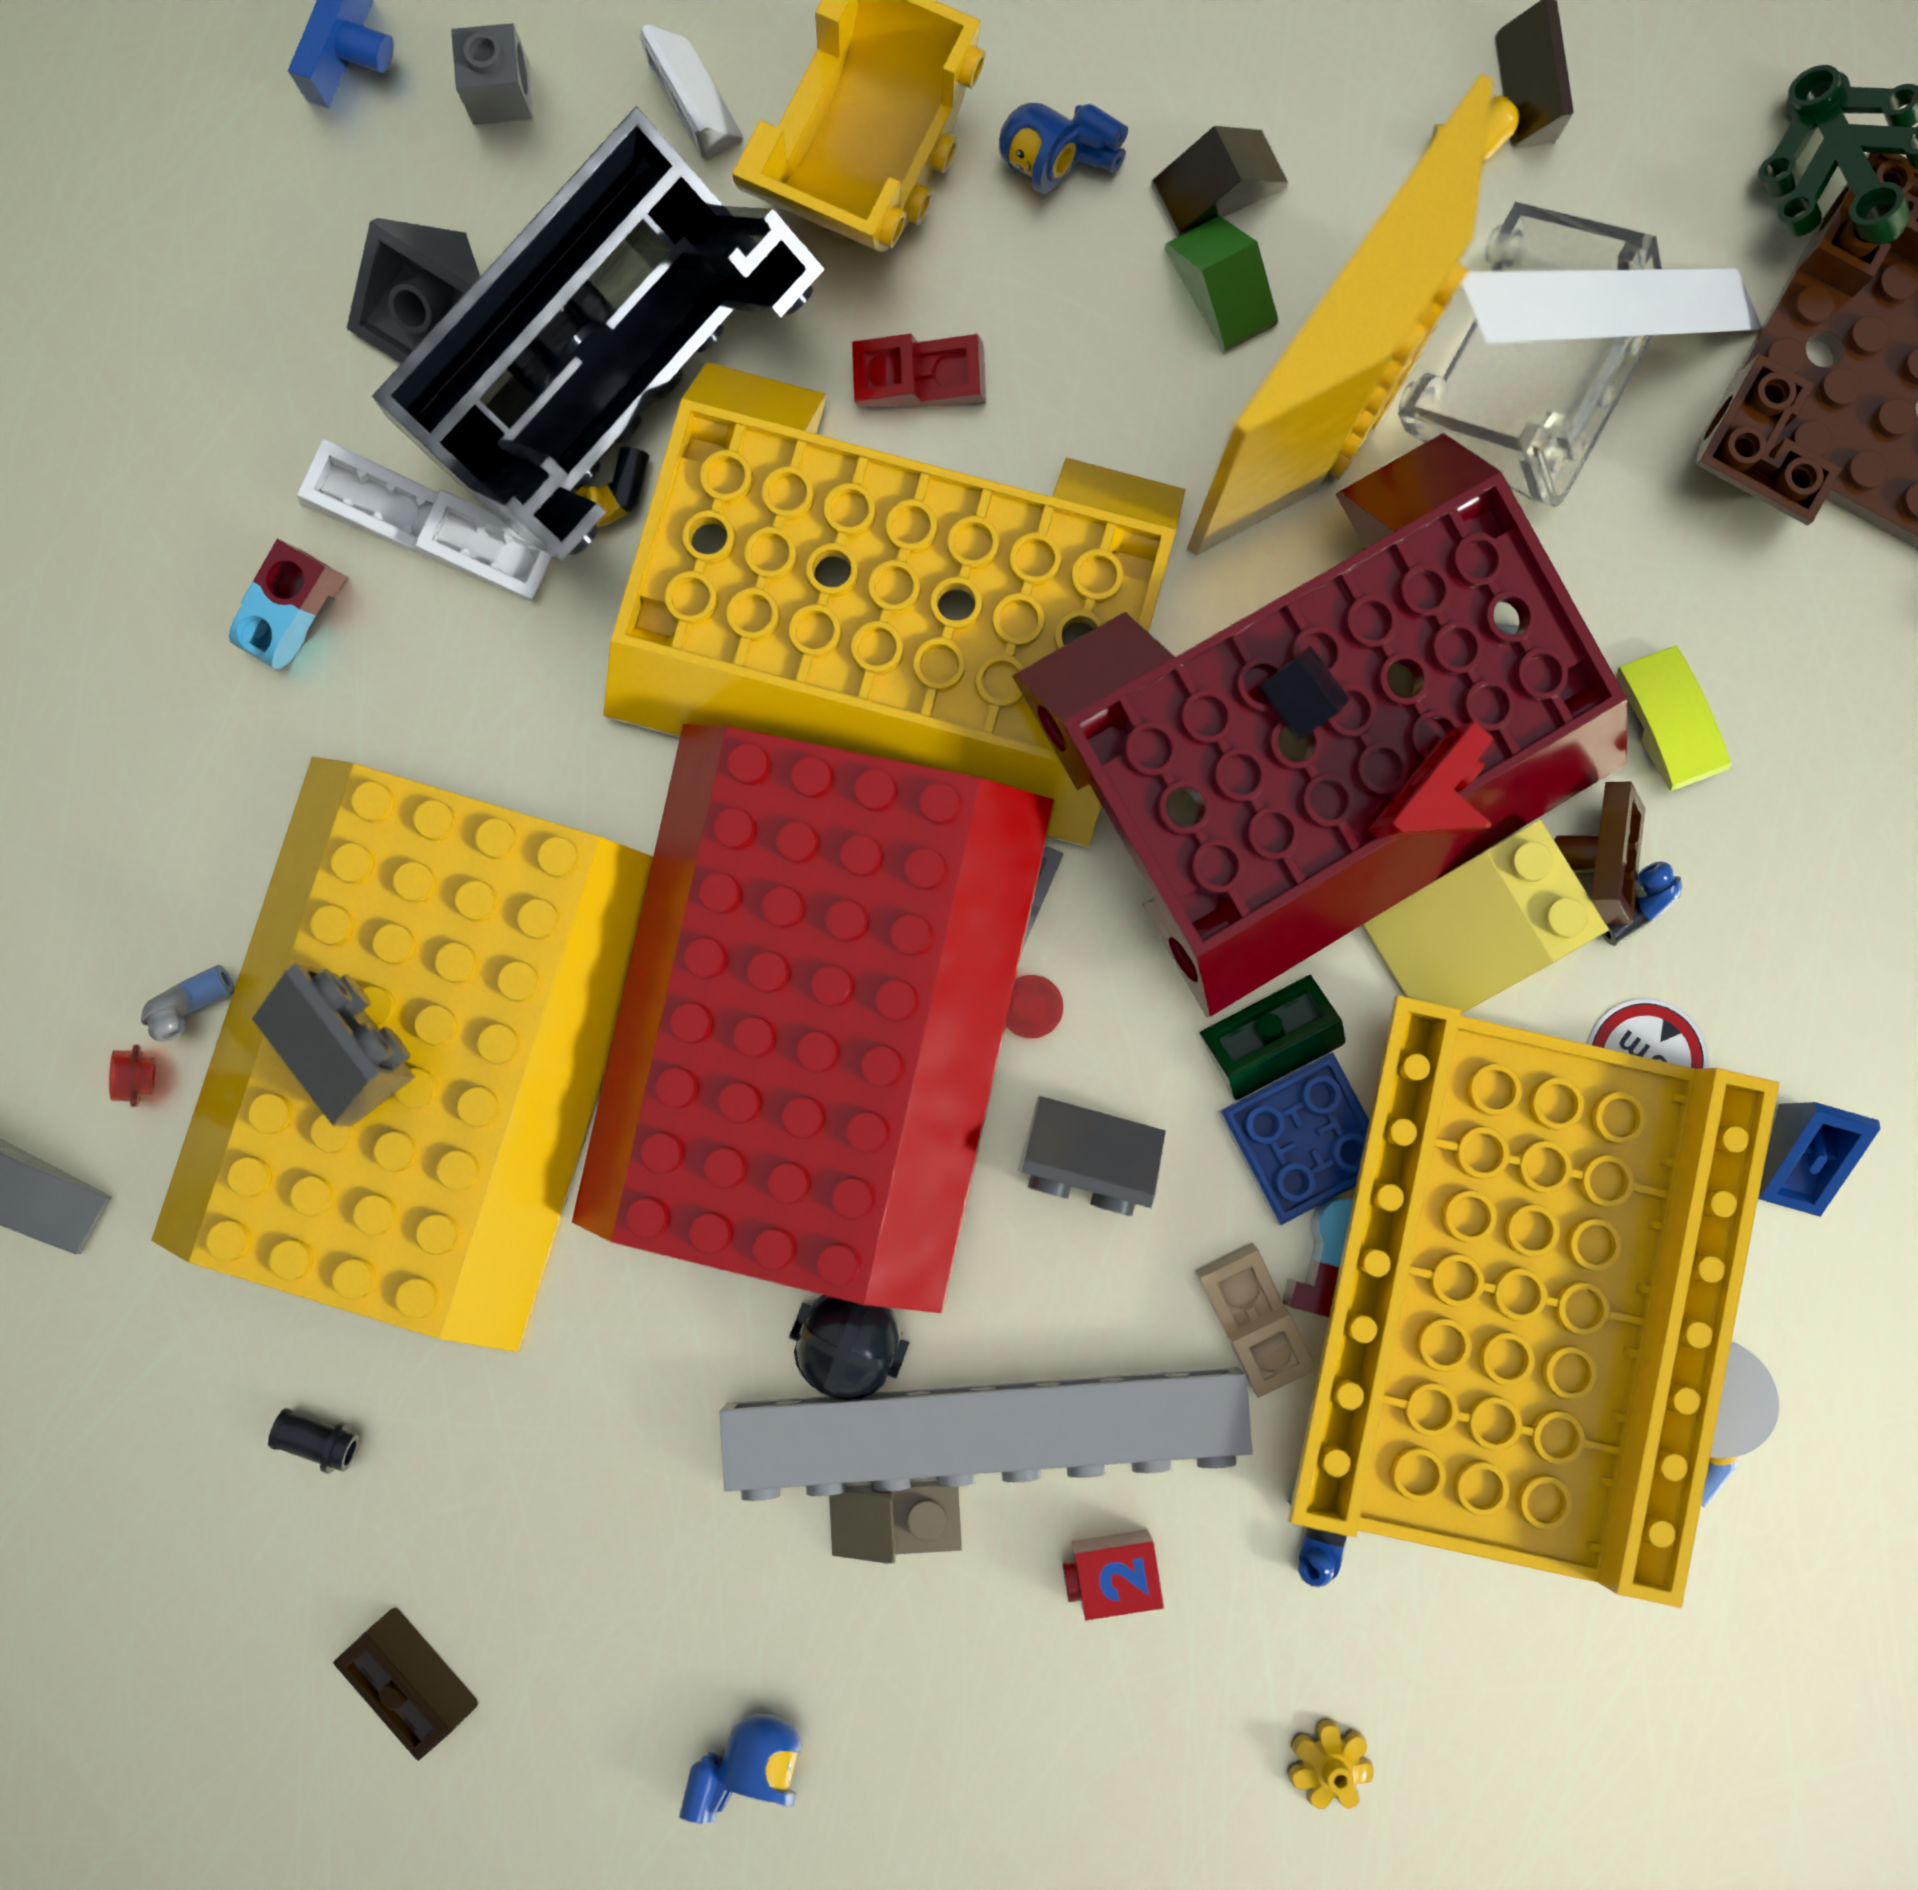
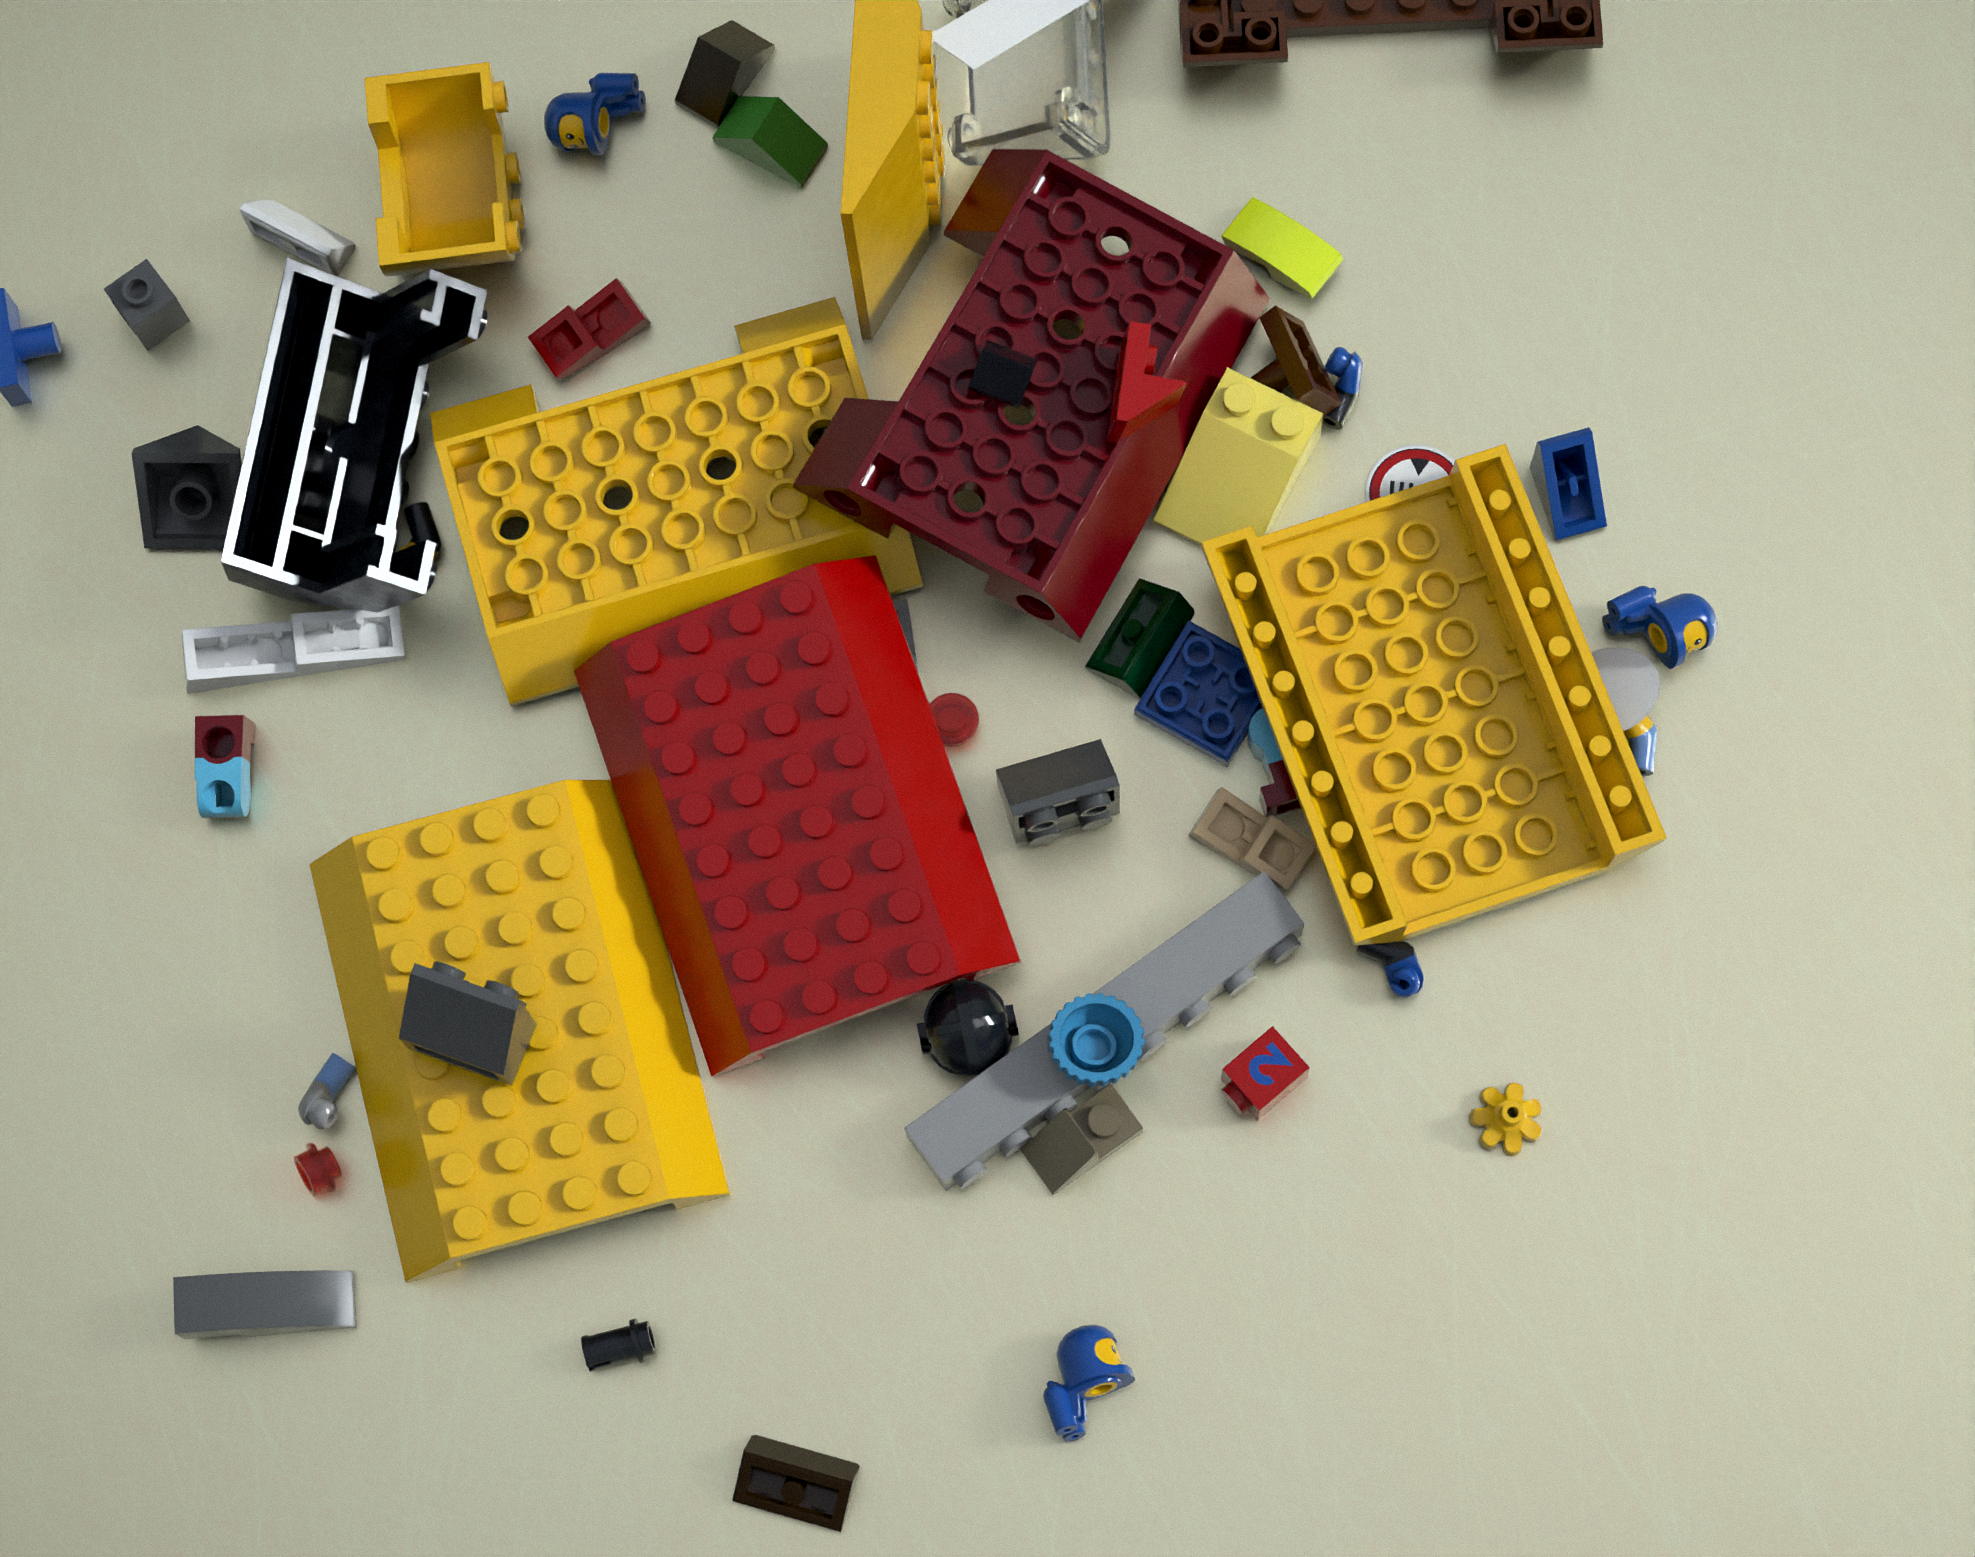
camera: 25 degrees left, 10 degrees down
(963, 1455) = (1096, 1040): none -> dark azure hat
(1819, 1371) = (1671, 626): none -> blue piece

